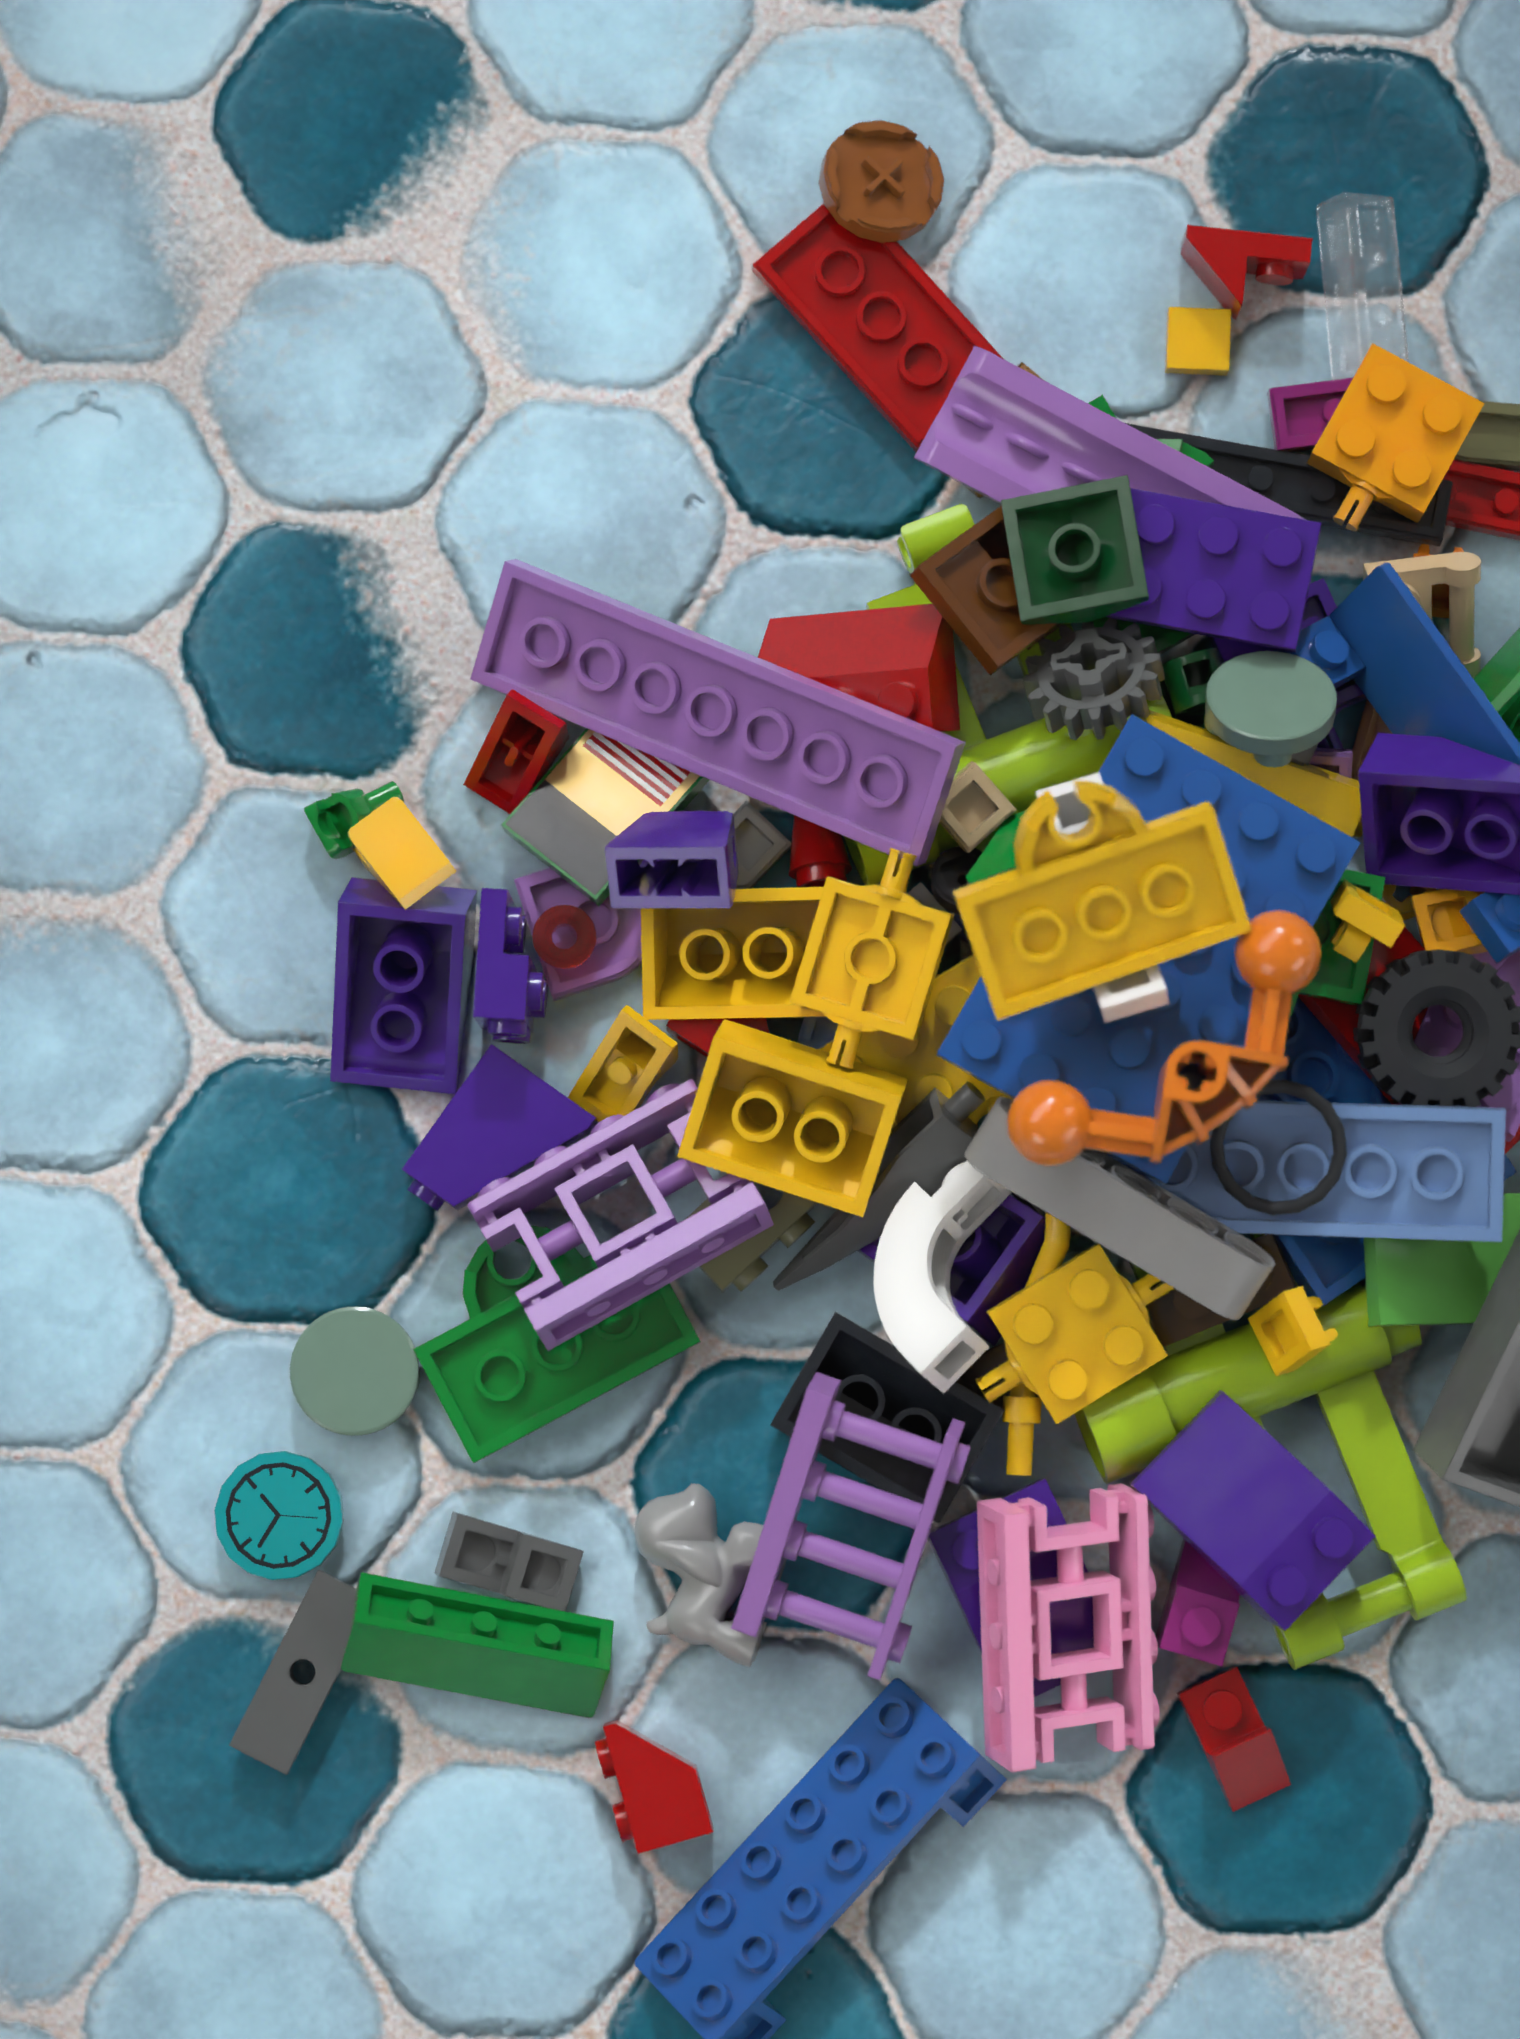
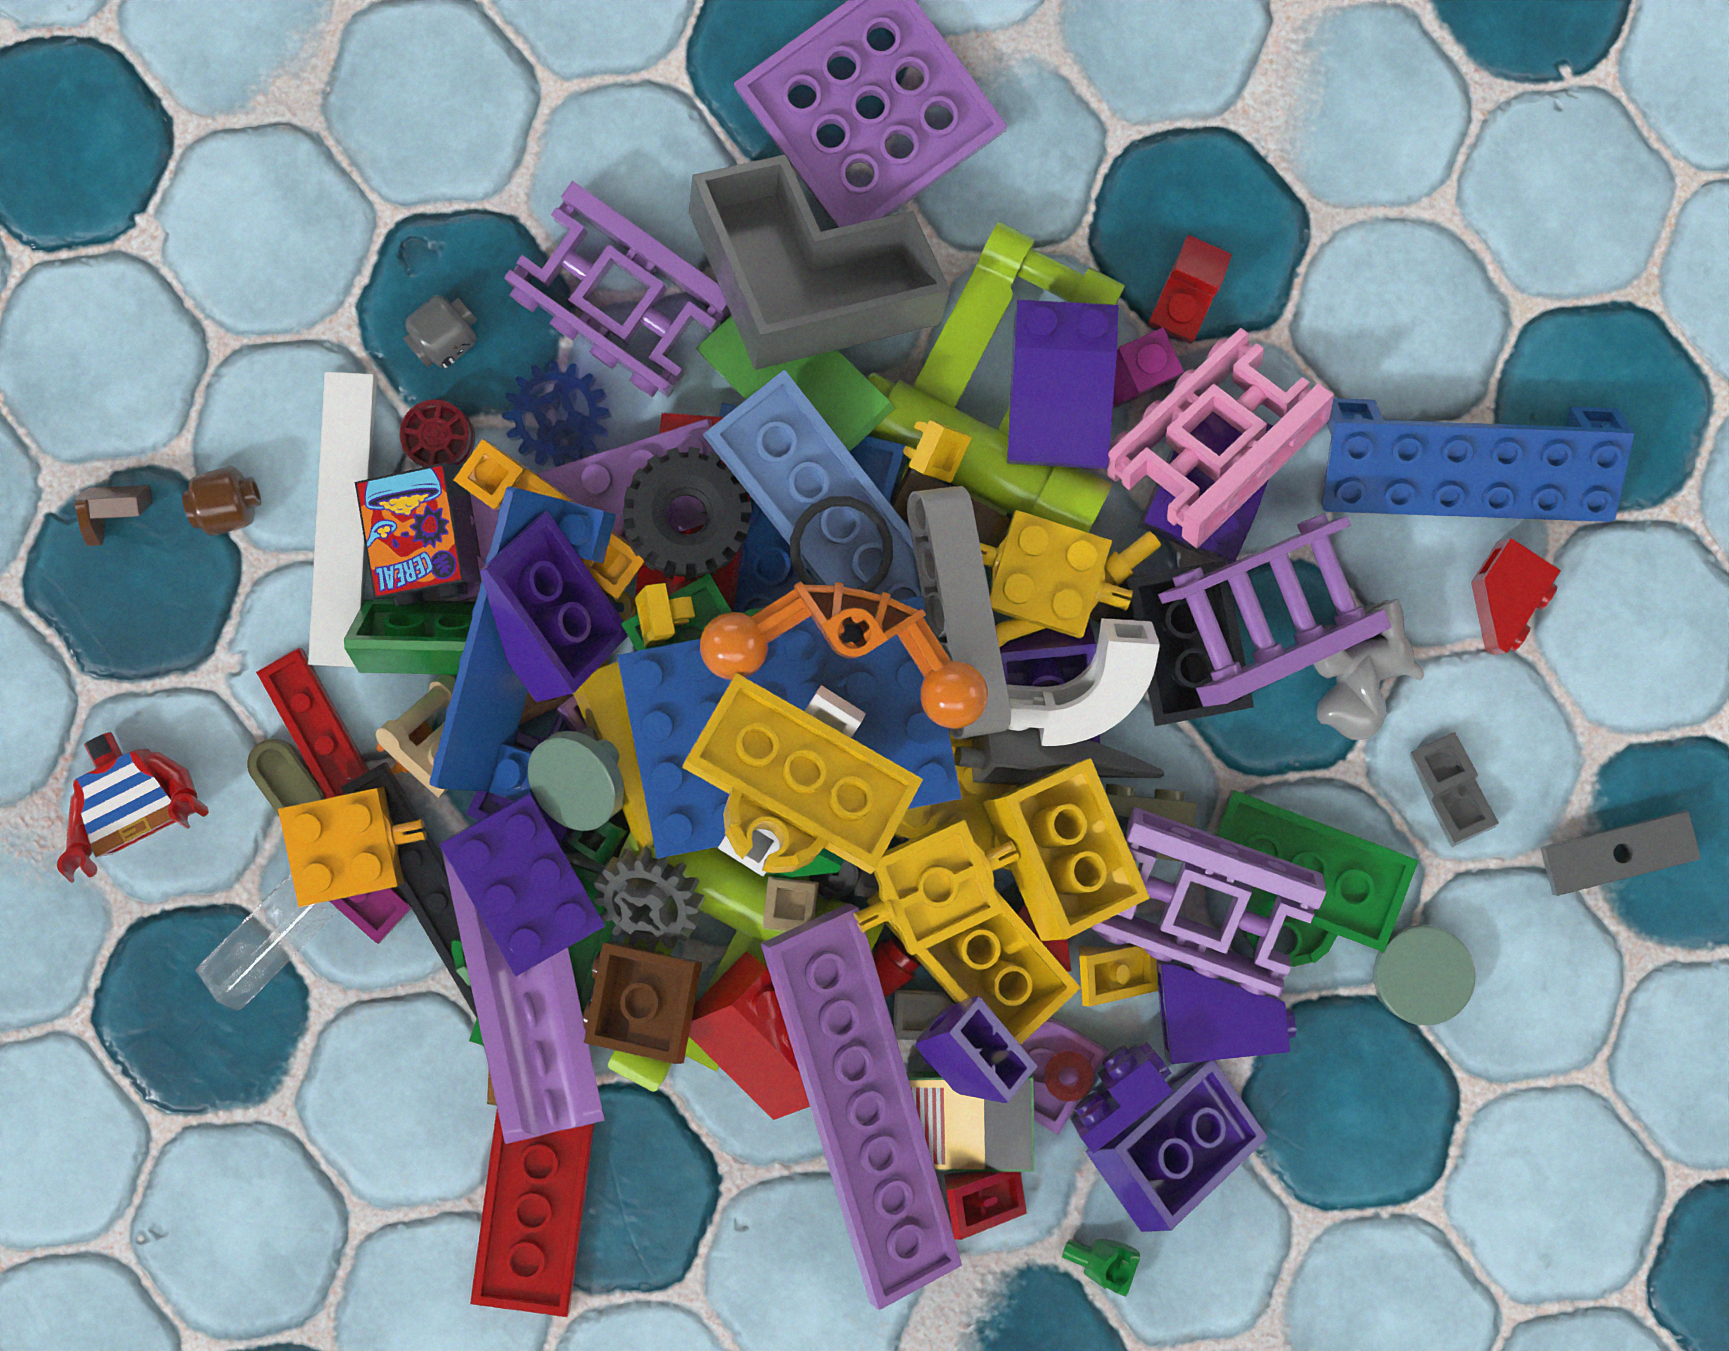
camera: 125 degrees left, 5 degrees up
(279, 1515) = (1542, 945): teal tile -> none
(399, 852) = (1108, 1219): yellow slope -> none
(478, 1645) = (1519, 767): green panel -> none
(881, 181) = (450, 1284): dark orange tile -> none
(1075, 552) = (584, 976): dark green slope -> none
(1197, 341) = (384, 1010): yellow tile -> none
(1227, 255) = (317, 1039): red slope -> none

